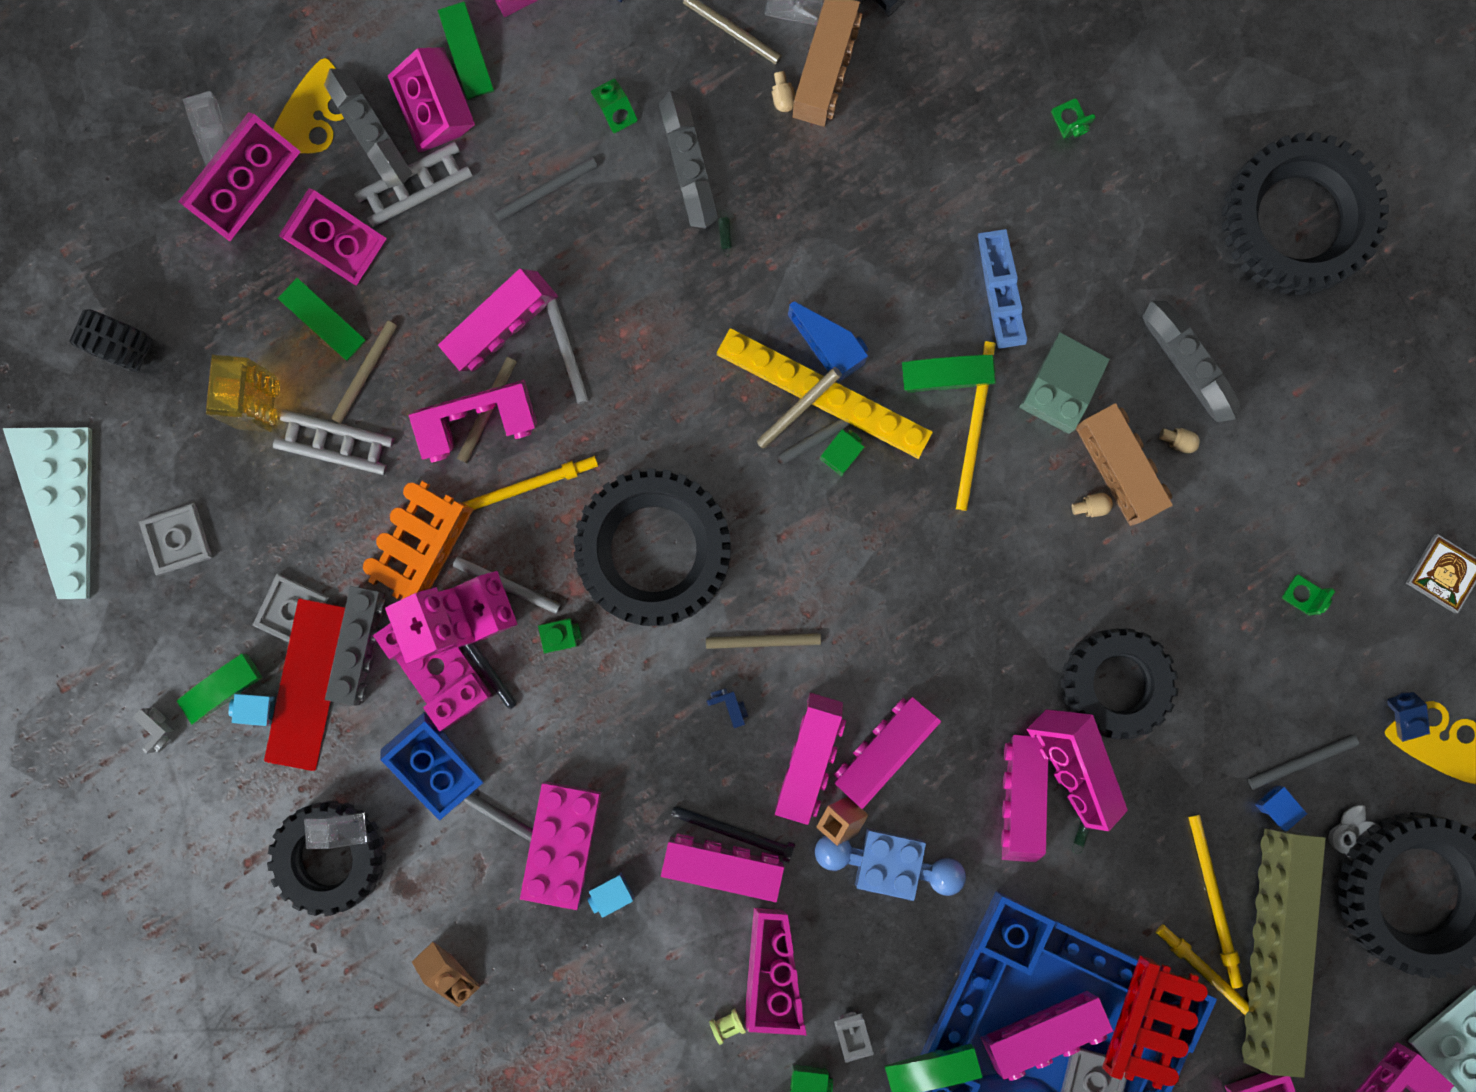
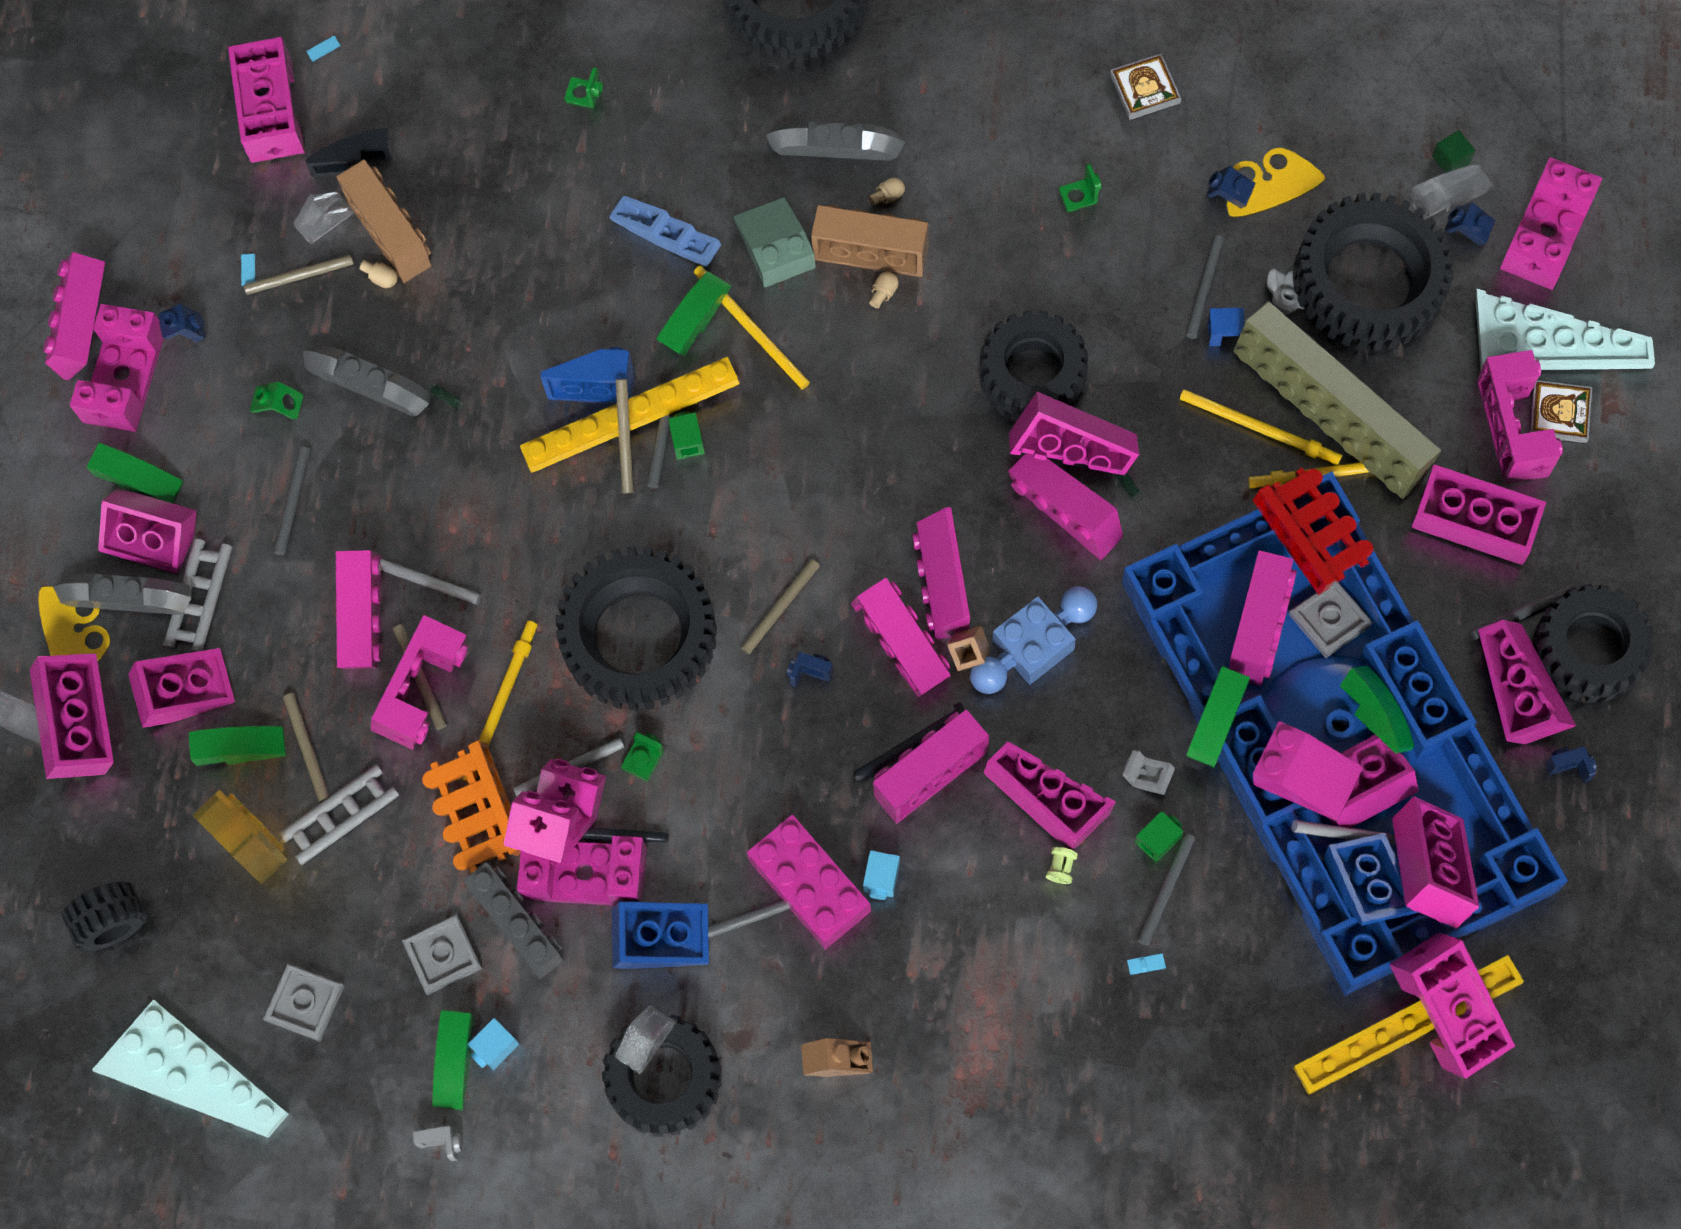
camera: 45 degrees left, 15 degrees down
(301, 701) = (511, 988): red sticker -> none

